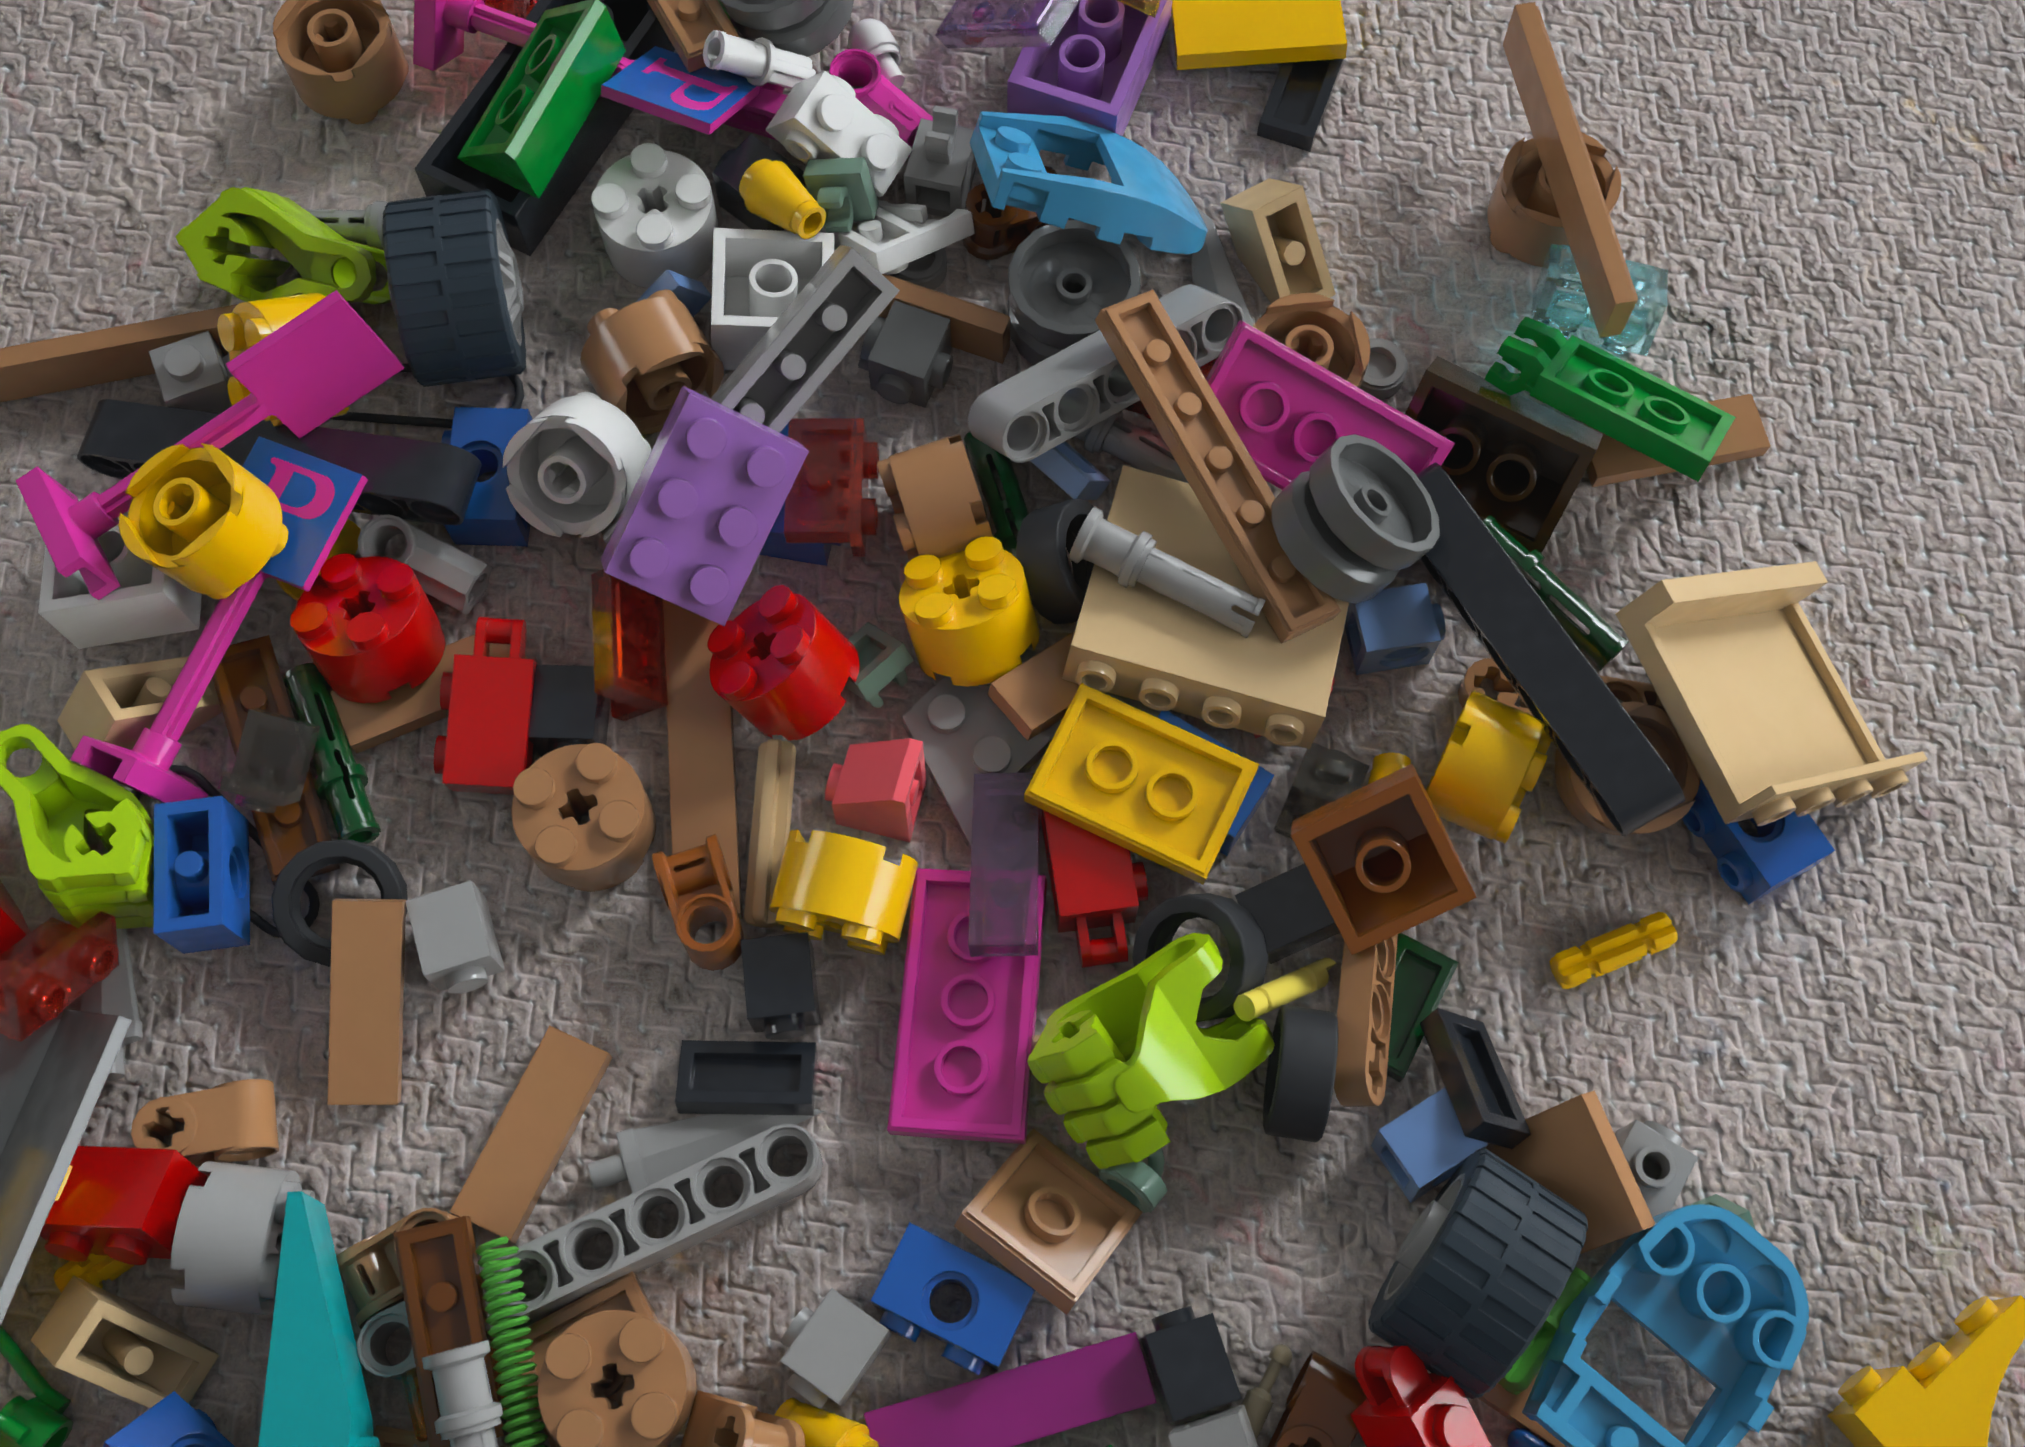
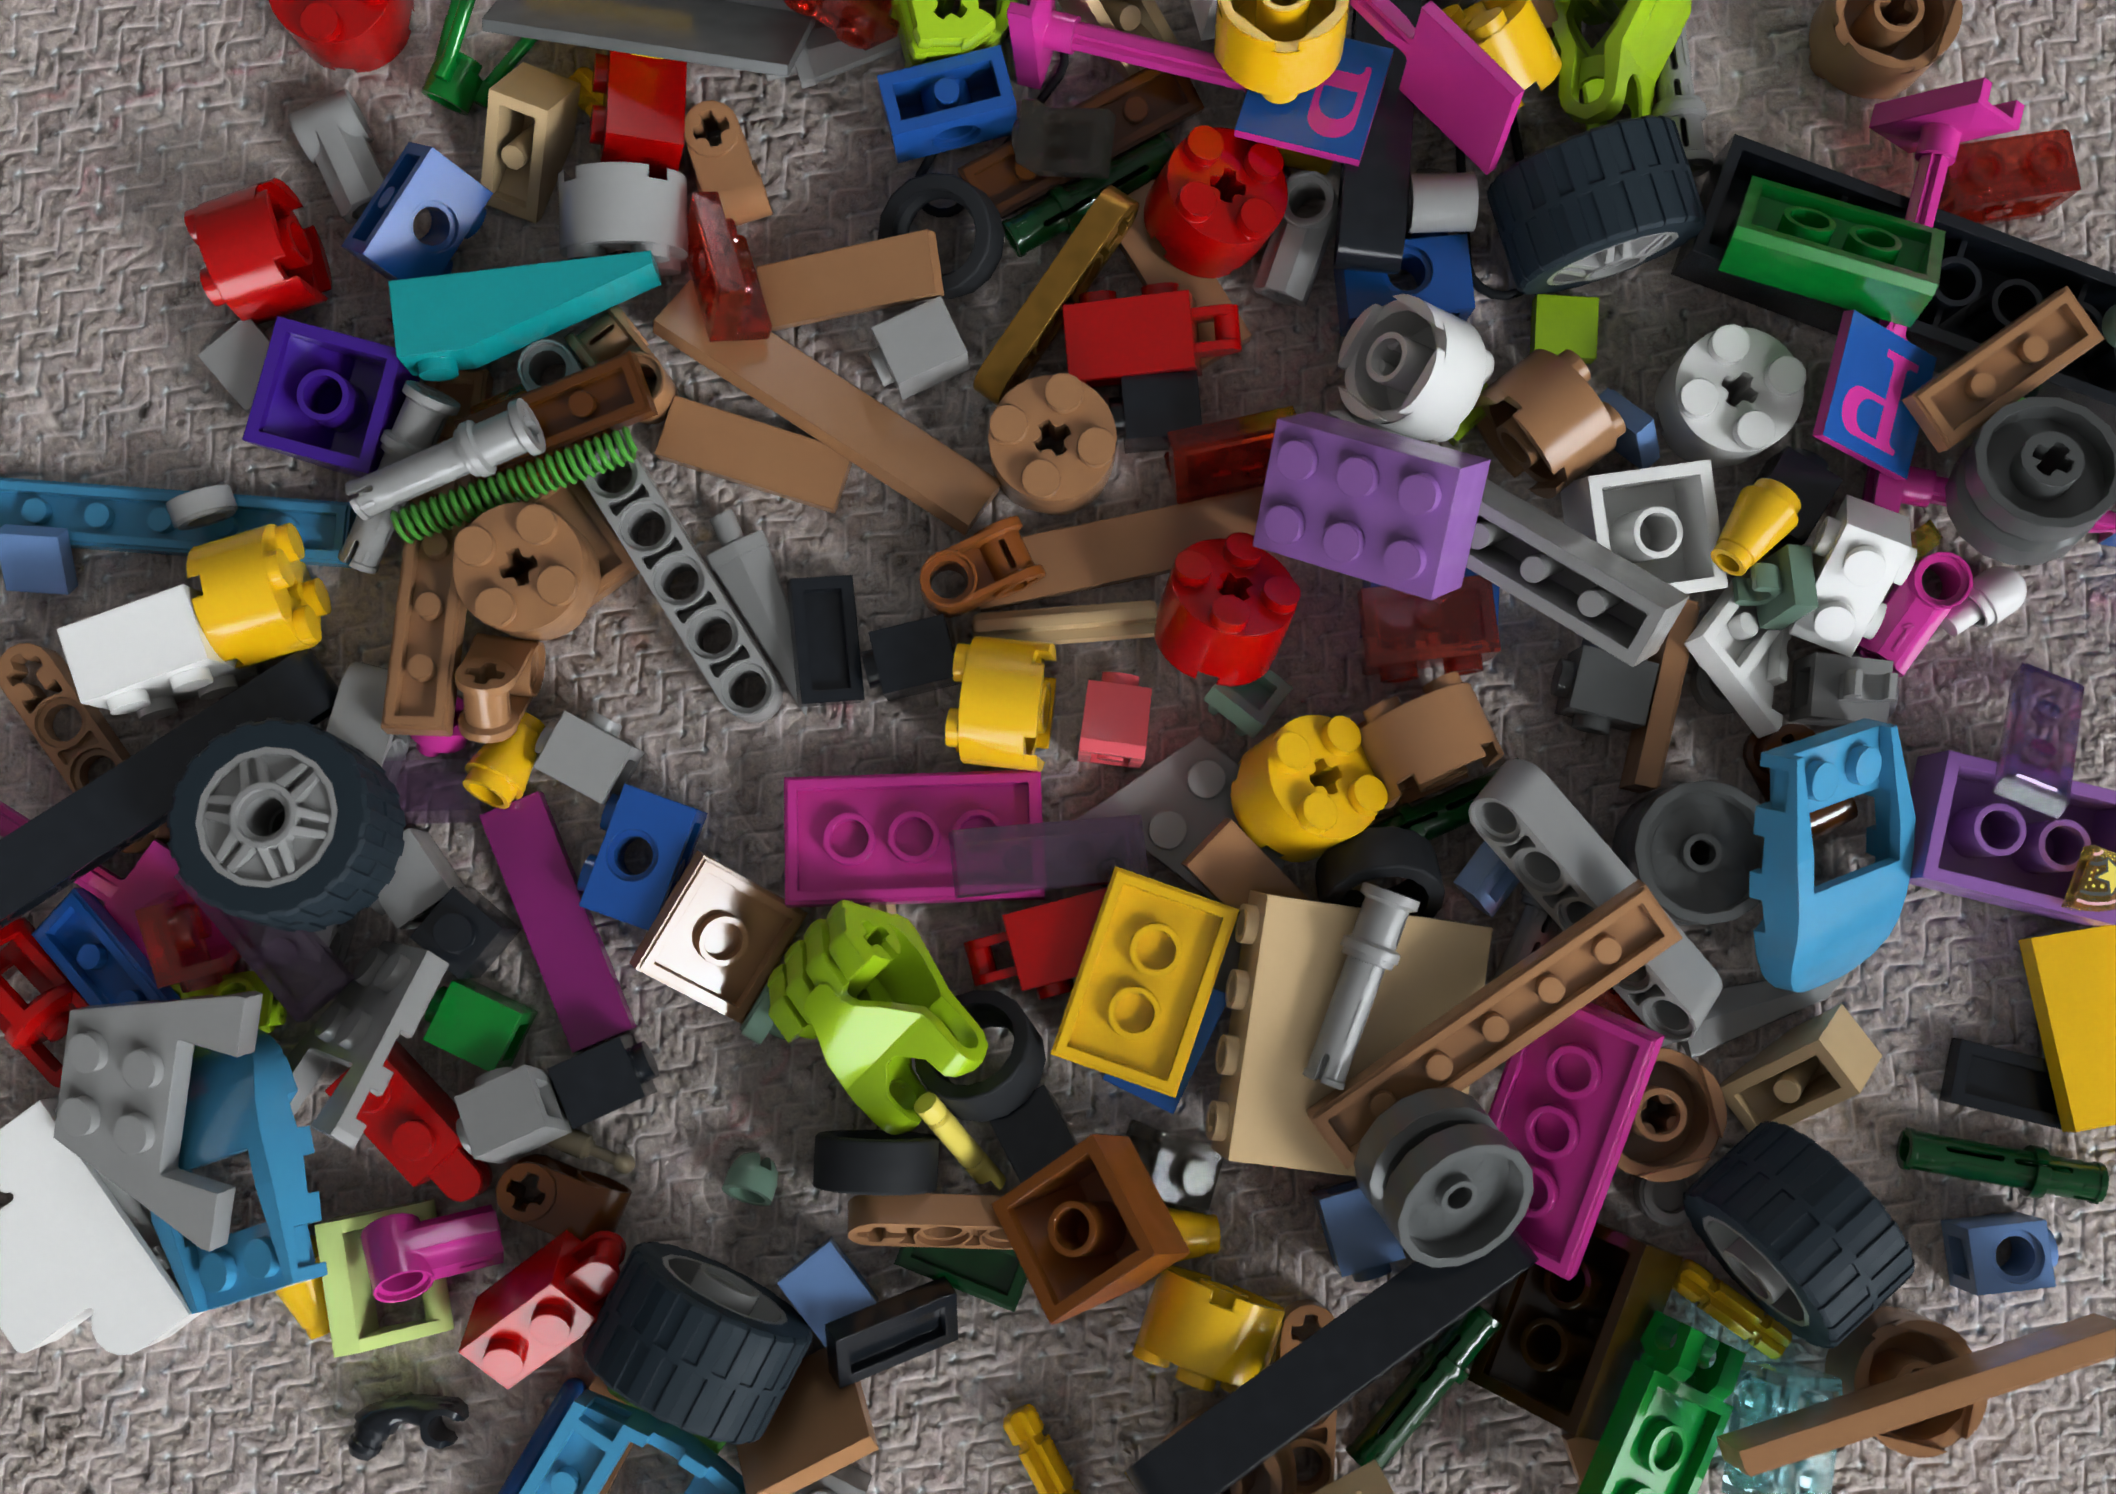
camera: 85 degrees right, 15 degrees up
(326, 1133) = (724, 274): none -> clear red bracket
(421, 409) = (1442, 201): none -> light grey piece
(430, 796) = (1061, 285): none -> pearl gold beam
(491, 1053) = (836, 415): none -> medium nougat tile
(558, 350) = (1565, 323): none -> lime tile
(756, 60) = (1927, 472): white axle -> none
(1308, 1217) = (751, 1179): none -> sand green hinge
(1376, 89) = (2028, 1170): none -> dark green pin
(1422, 251) = (1799, 1233): none -> black wheel
(1446, 118) = (1972, 1249): none -> medium blue brick
(1487, 327) = (1732, 1309): none -> yellow axle

